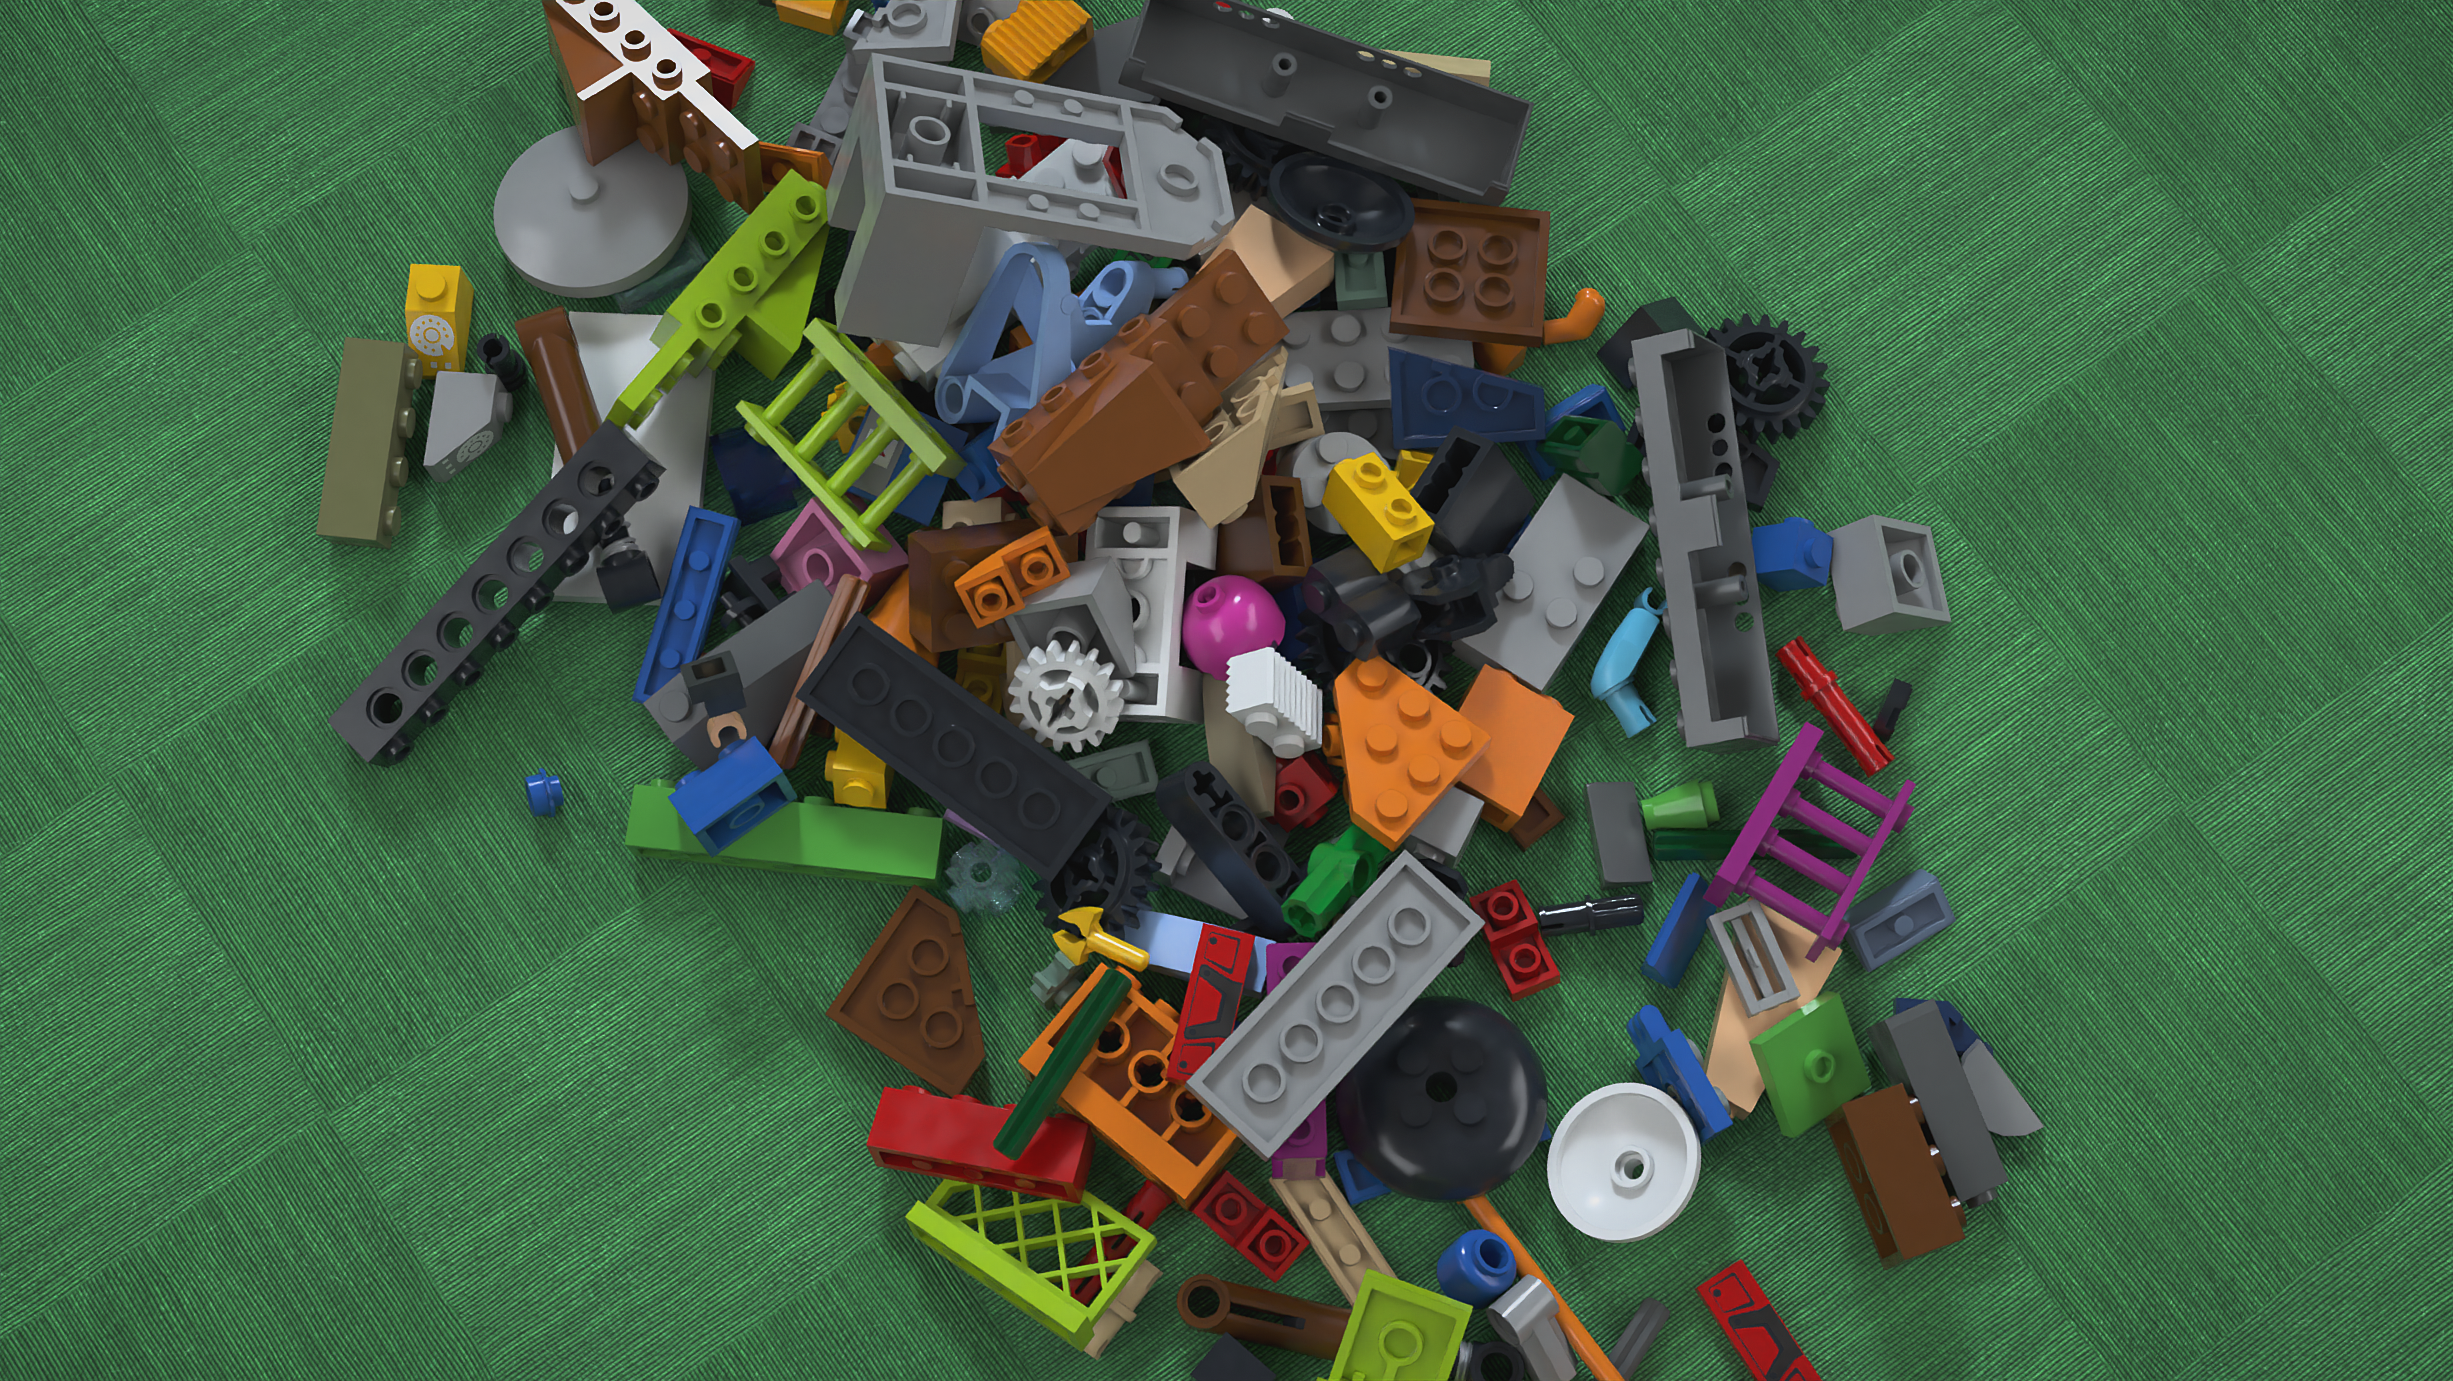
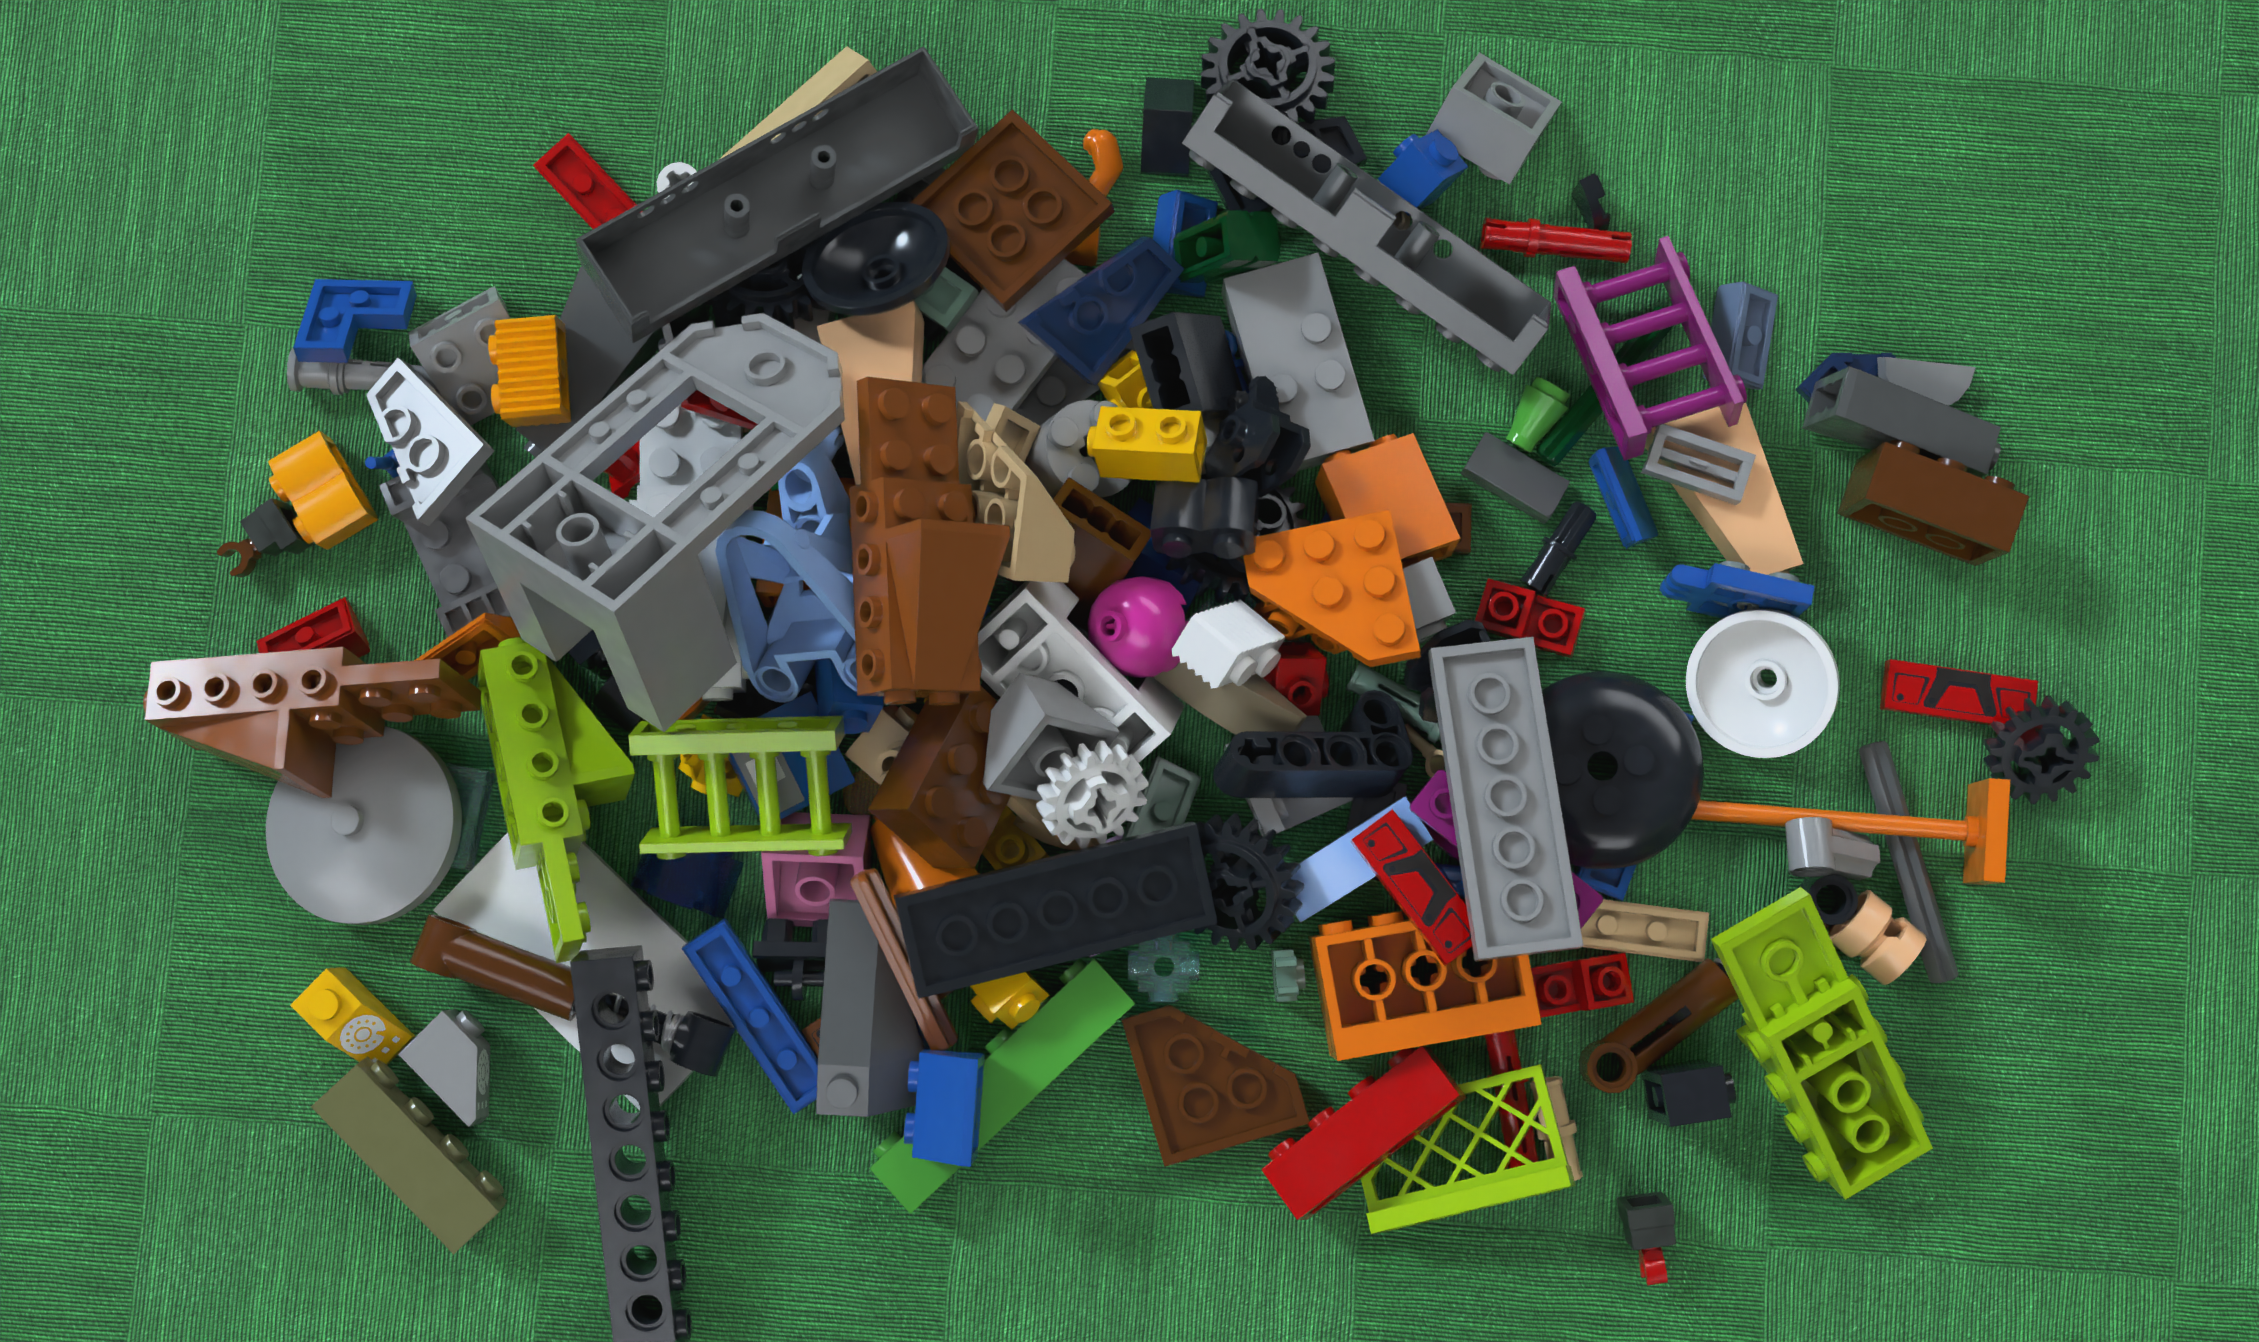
camera: 50 degrees left, 10 degrees up
(502, 361) = (432, 996): black pin -> none
(543, 793) = (811, 1239): blue plate -> none
(720, 688) = (859, 1051): pearl dark grey piece -> none
(1010, 574) = (970, 773): orange slope -> none
(1062, 1064) = (1371, 1031): dark green axle -> none
(1097, 940) = (1289, 926): yellow bar -> none
(1333, 877) = (1394, 710): green piece -> none
(1476, 1268) = (1748, 852): blue head -> none
(1620, 661) = (1393, 357): medium azure arm -> none
(1810, 1064) = (1802, 490): bright green plate -> none

